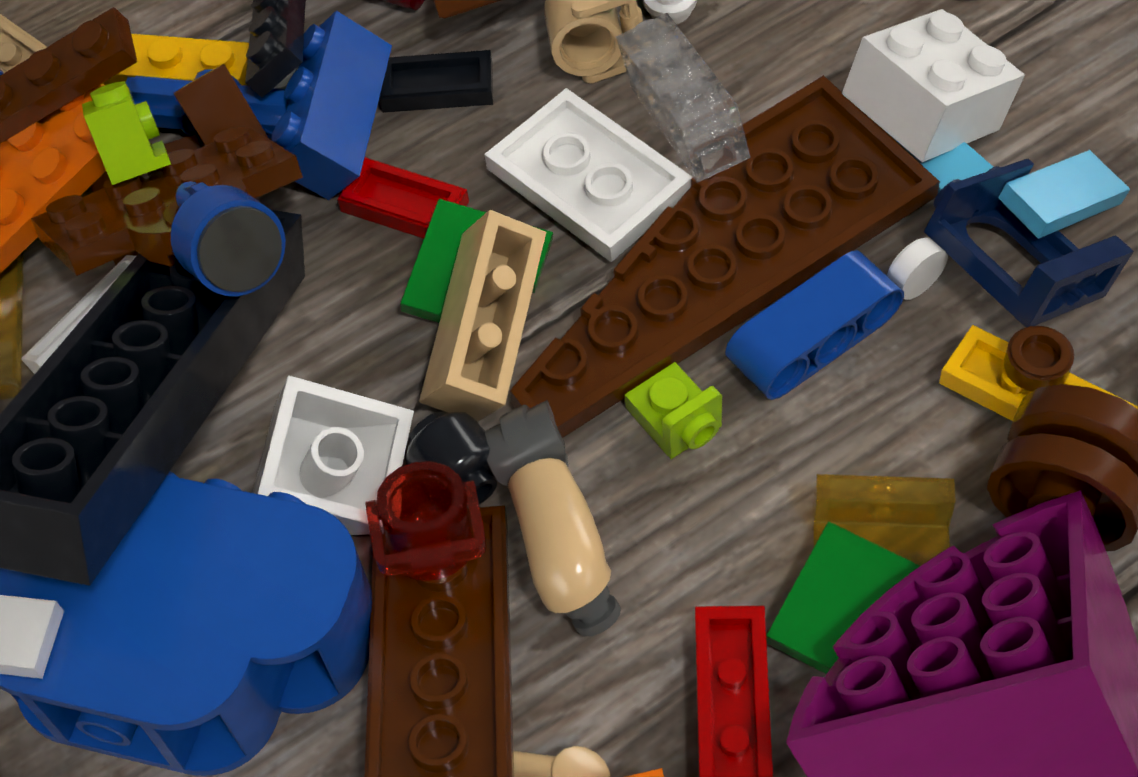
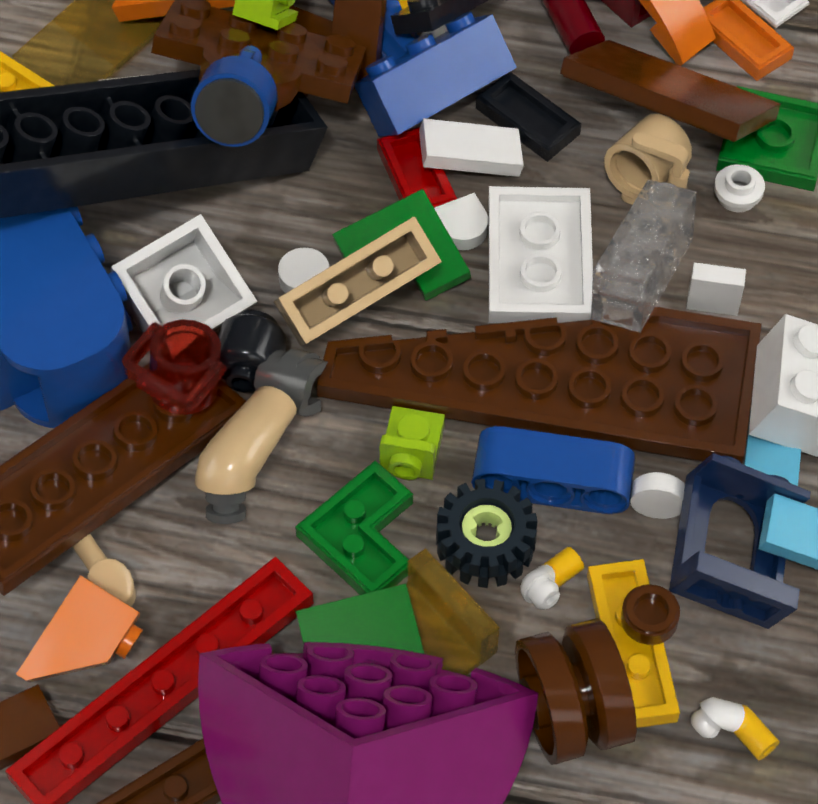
camera: 40 degrees right, 0 degrees up
(405, 358) = (299, 266): none -> white tile
(427, 139) = (471, 147): none -> white tile
(493, 193) = (464, 221): none -> white tile
(724, 539) = (348, 528): none -> green tile
(757, 79) = (716, 289): none -> white tile
(800, 435) = (479, 558): none -> black bush
(914, 410) = (543, 583): none -> arm

